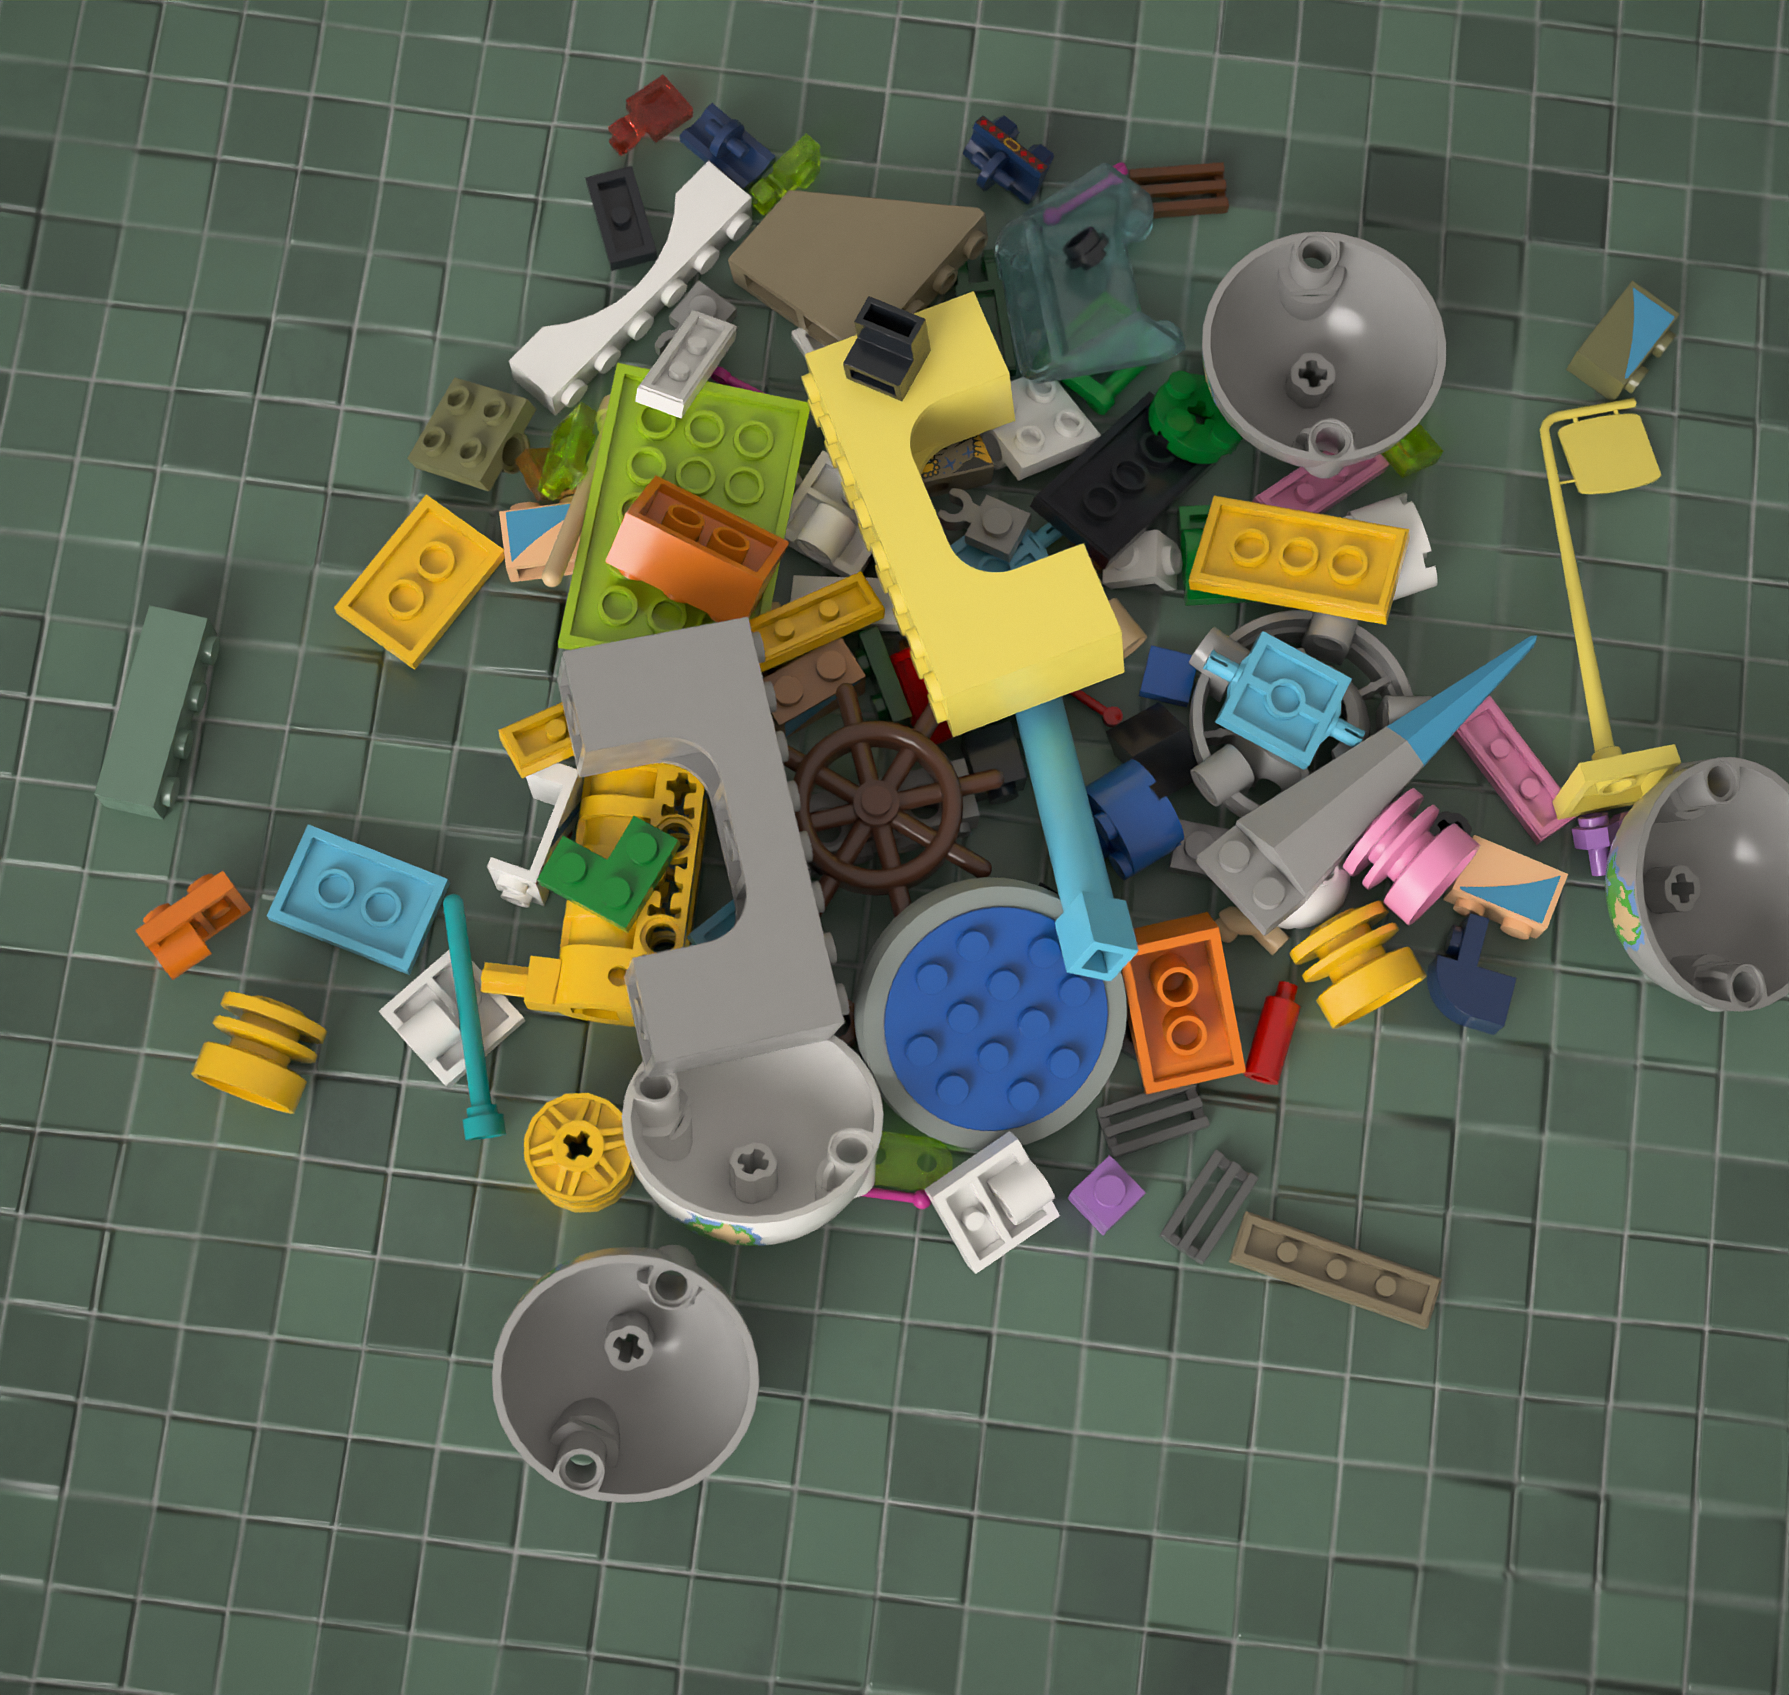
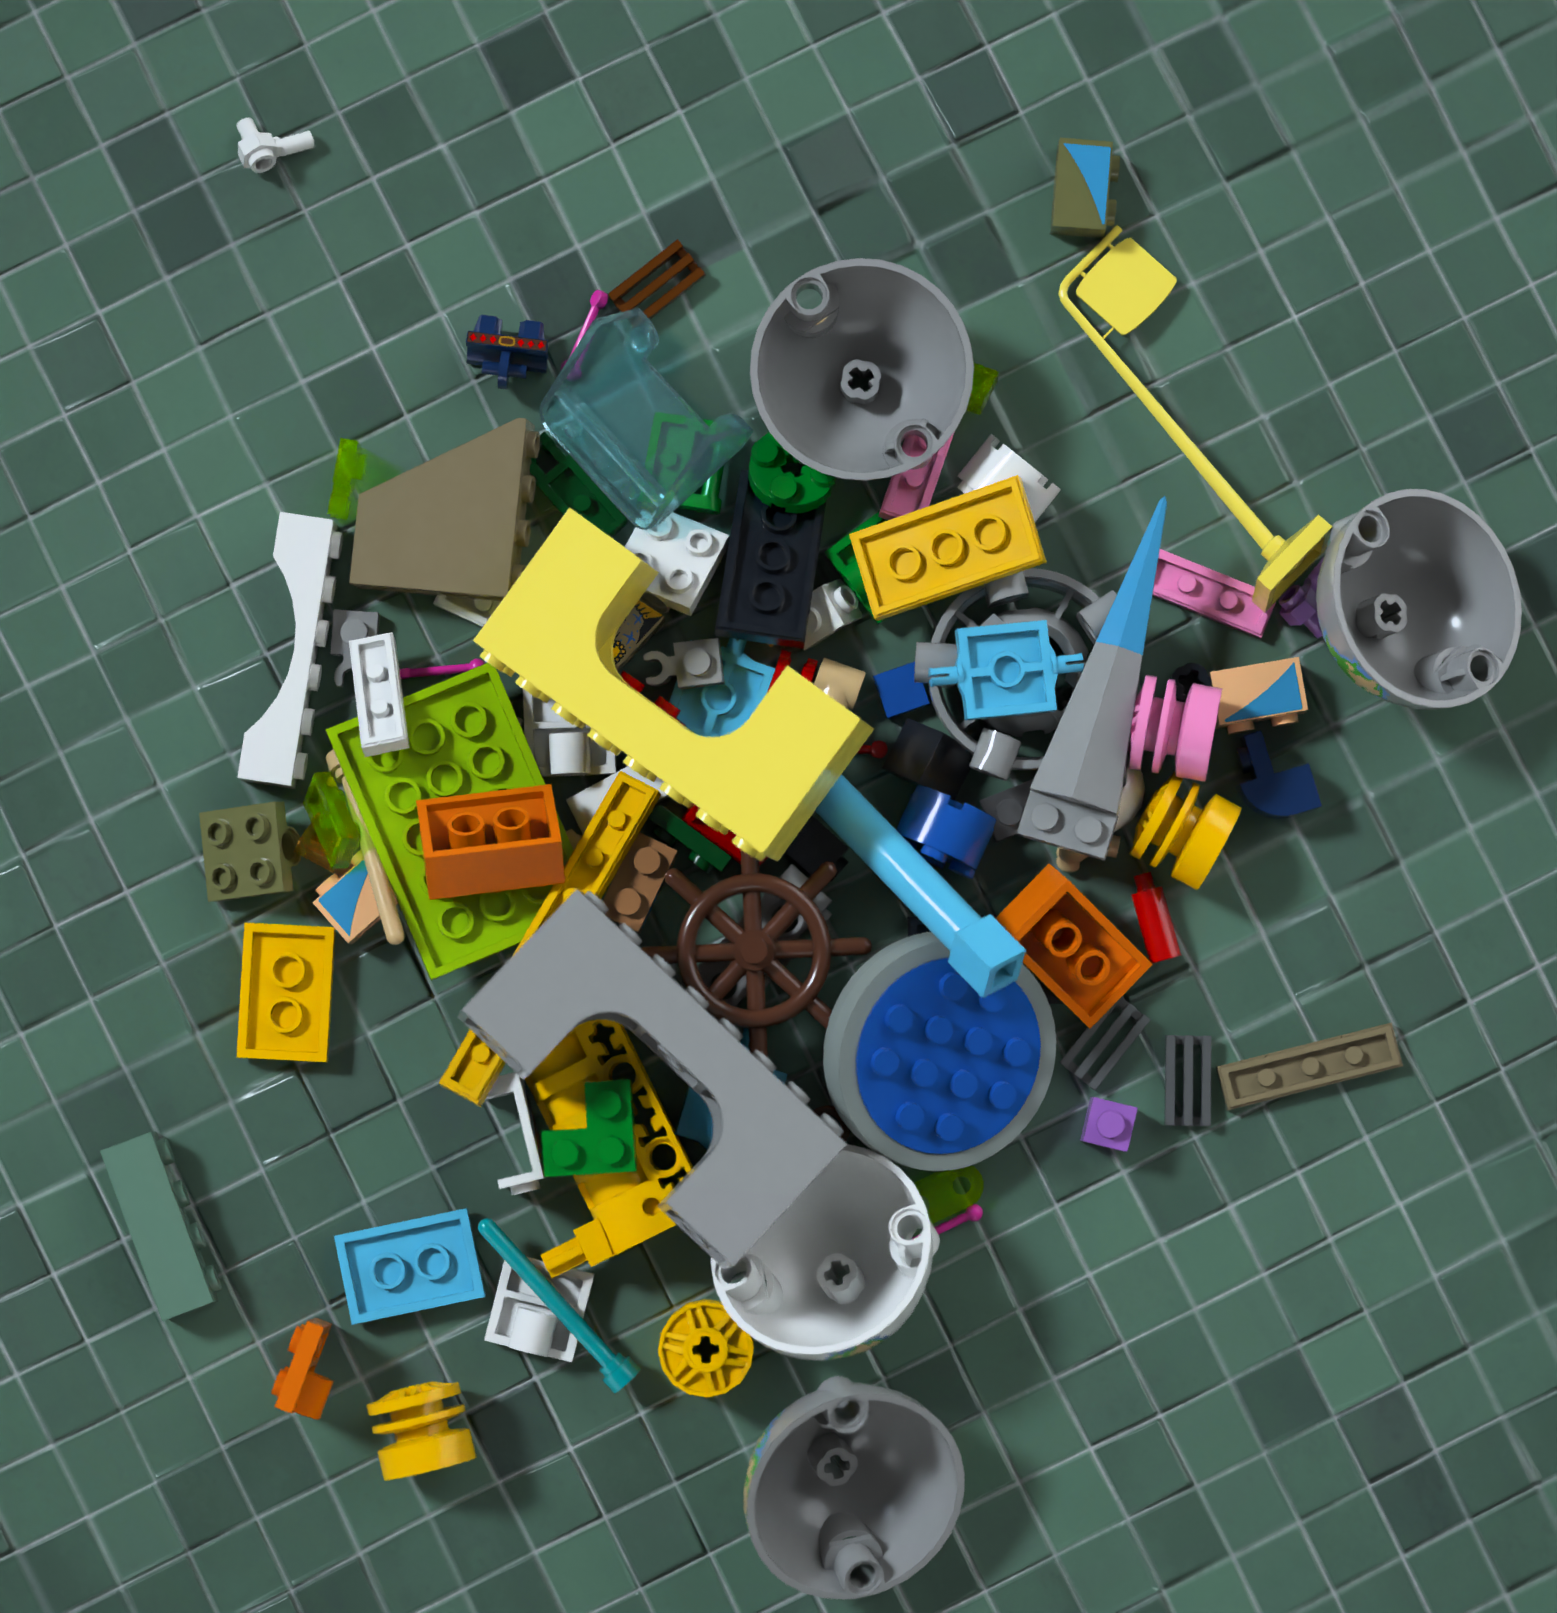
camera: 25 degrees left, 10 degrees up
(621, 218) = (239, 597): black plate -> none
(653, 111) = (205, 491): clear red plate -> none
(728, 147) = (285, 488): dark blue hips -> none
(887, 348) = (538, 604): black piece -> none
(993, 1202) = (1029, 1185): white plate -> none
(1085, 249) = (620, 390): black plate -> none

